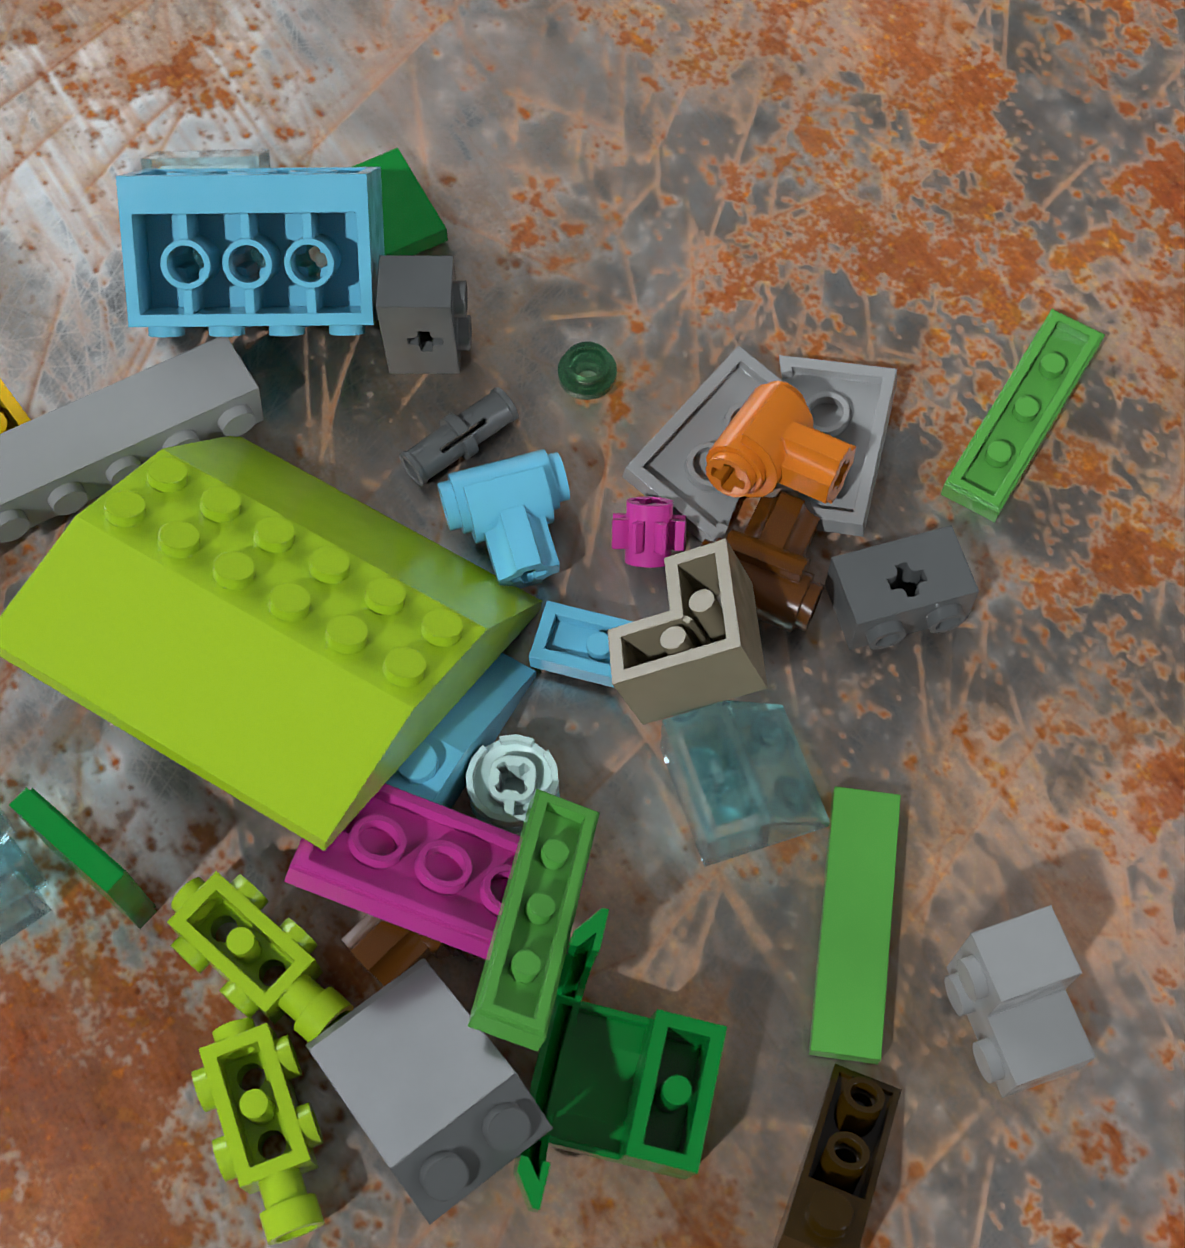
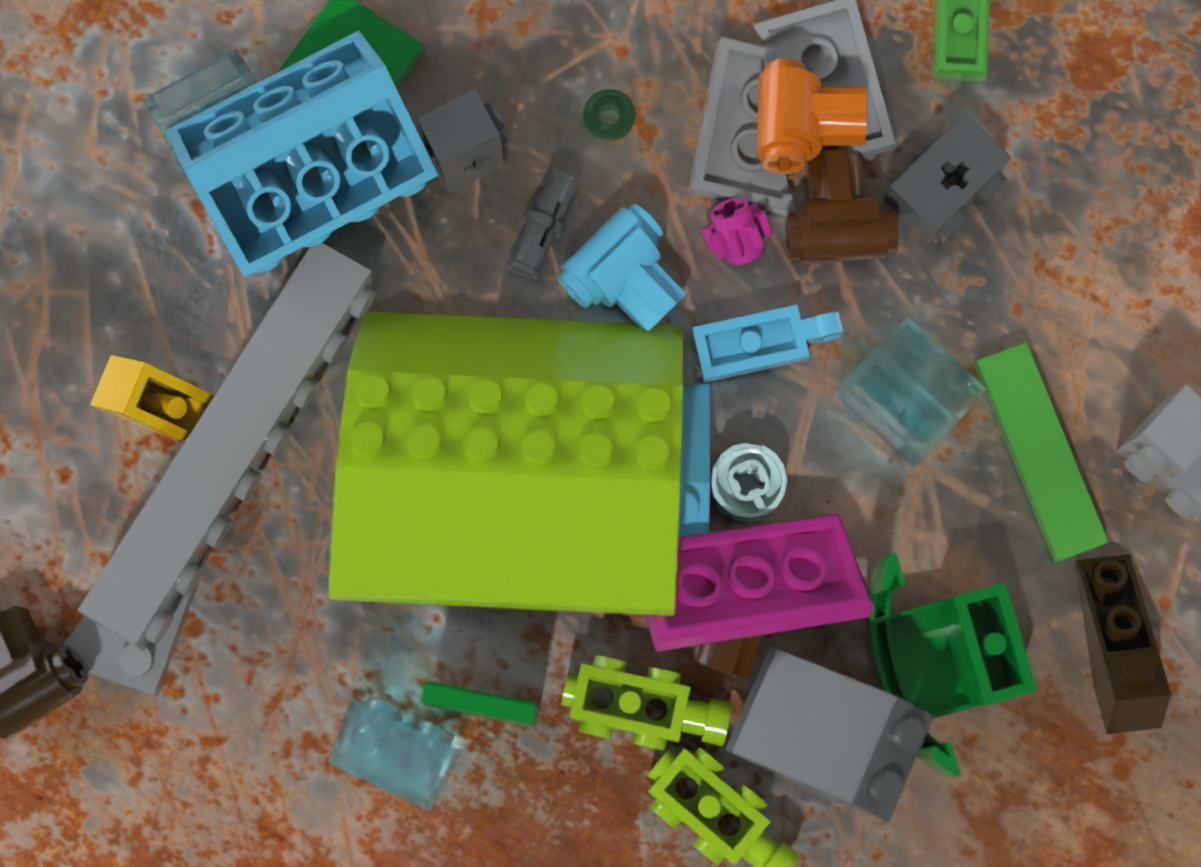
camera: 30 degrees left, 15 degrees up
(535, 922) = (838, 578): bright green tile -> none
(697, 650) = (845, 314): dark tan brick -> none

